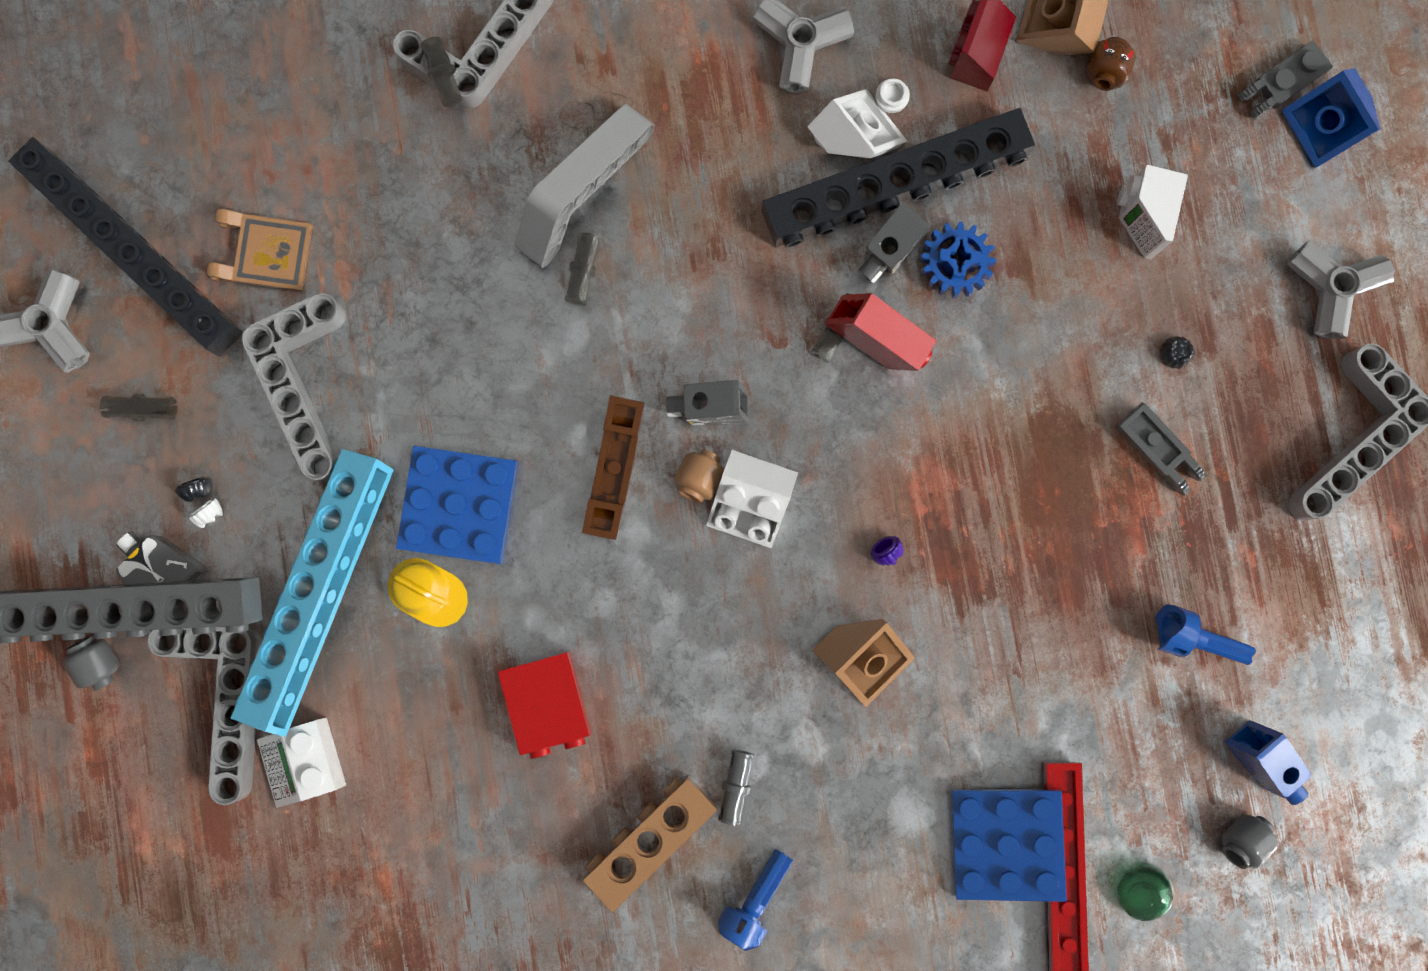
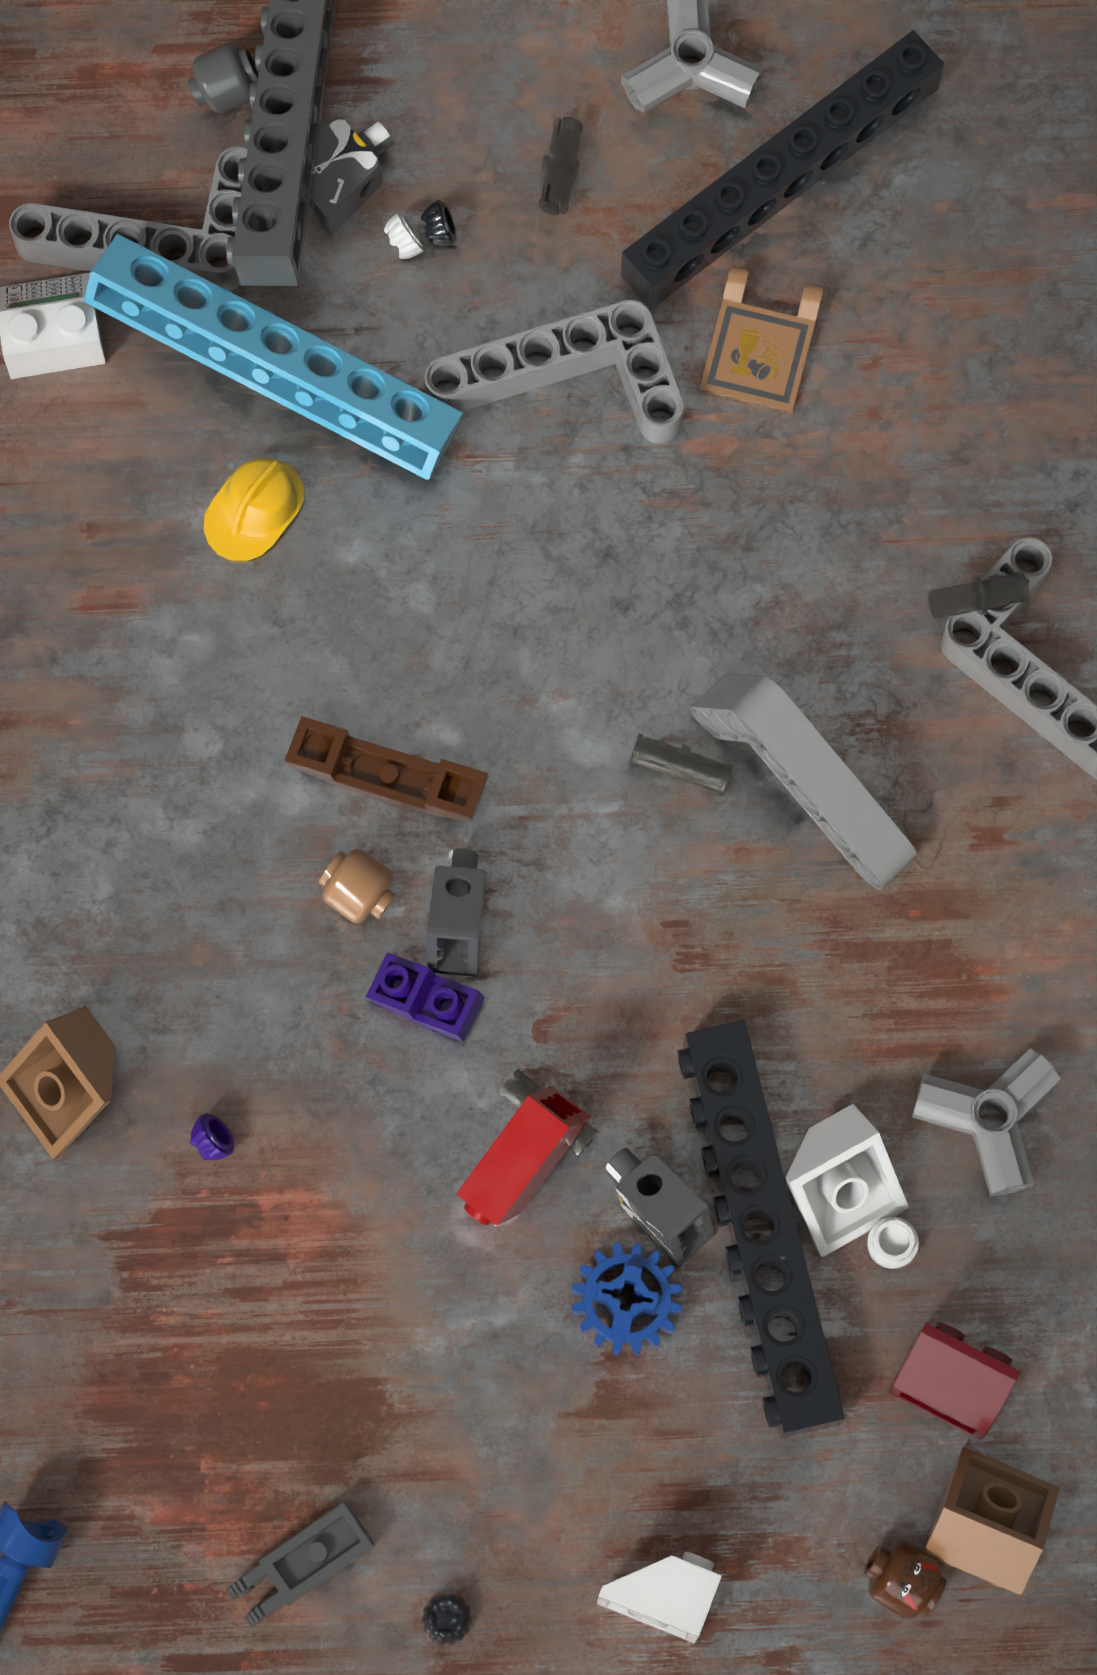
camera: 100 degrees right, 10 degrees down
(457, 505) = (368, 560): blue plate -> none
(545, 705) = (72, 642): red brick -> none
(752, 499) = (315, 955): white slope -> none
(768, 421) = (425, 997): none -> dark purple slope

